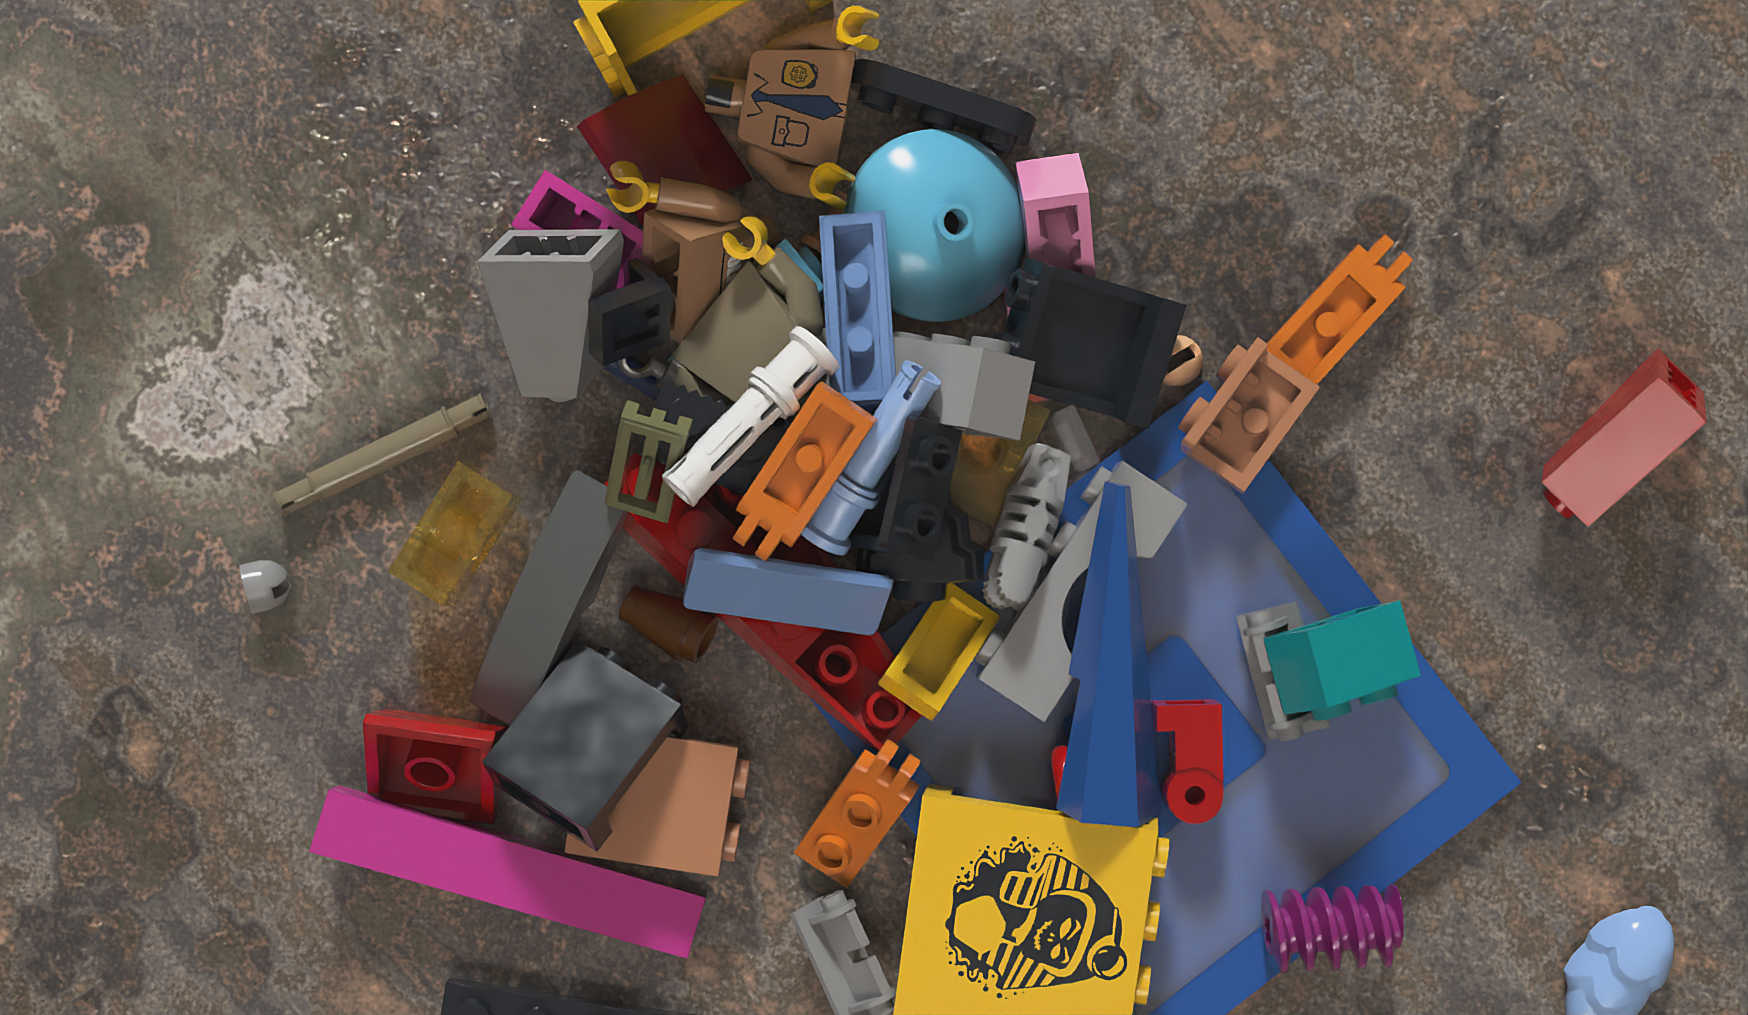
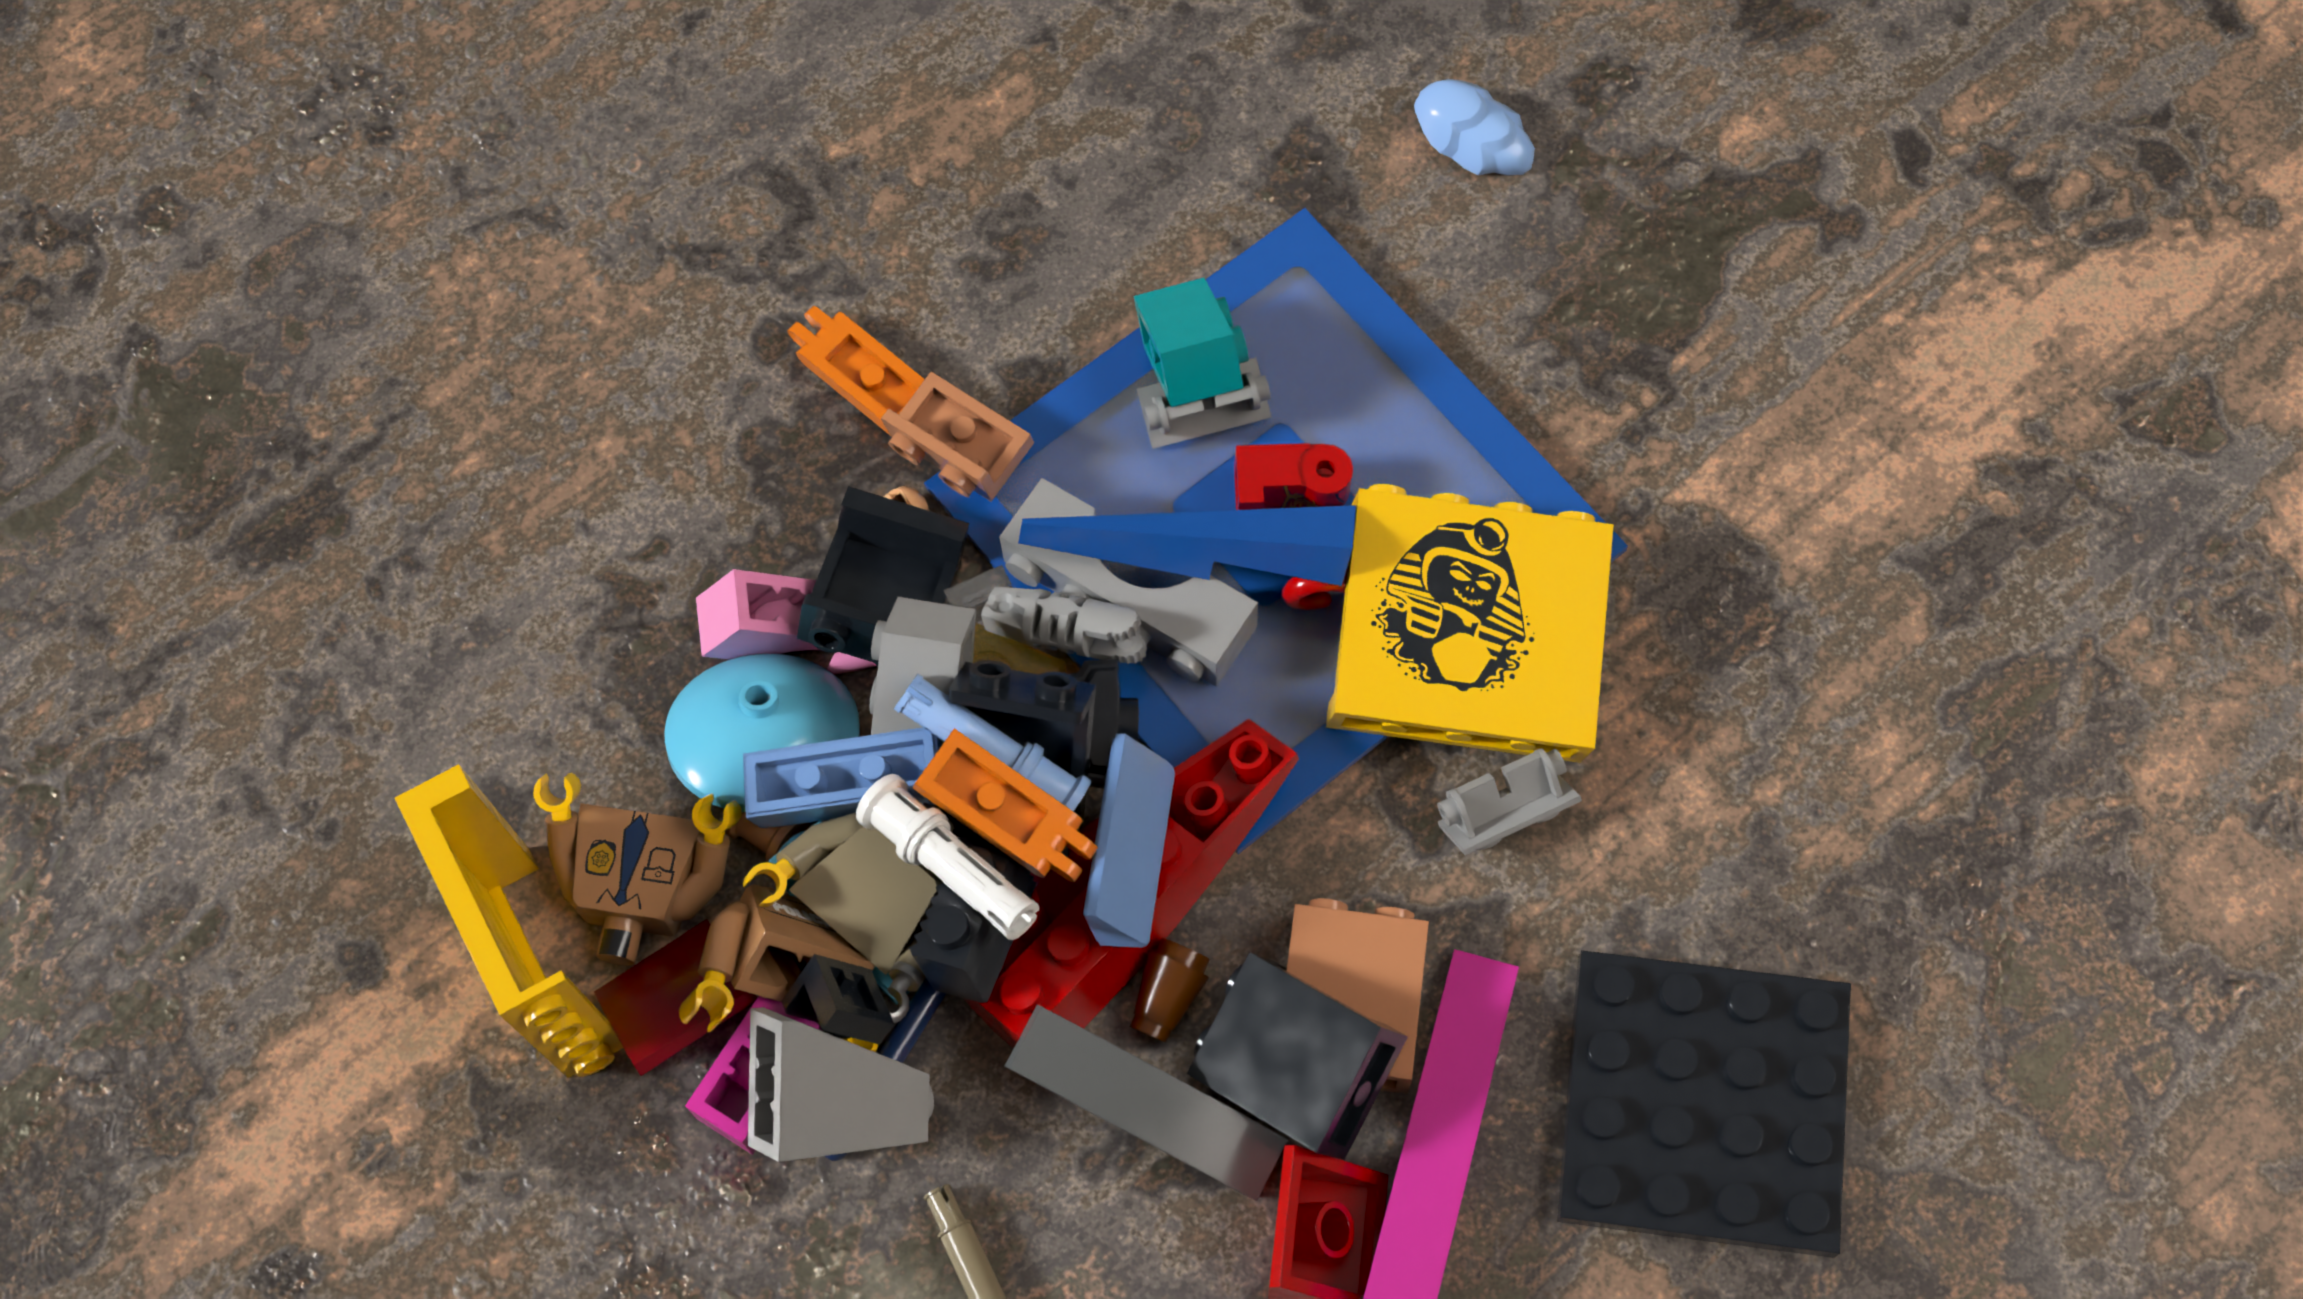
camera: 85 degrees left, 20 degrees down
(455, 534) = (1074, 1206): clear yellow brick -> none
(655, 431) = (957, 951): olive tile -> none
(859, 814) = (1357, 785): orange hinge -> none
(939, 651) = (1192, 708): yellow tile -> none
(941, 105) = (641, 727): black plate -> none
(1333, 926) = (1446, 351): magenta piece -> none
(1624, 439) = (984, 125): slope -> none

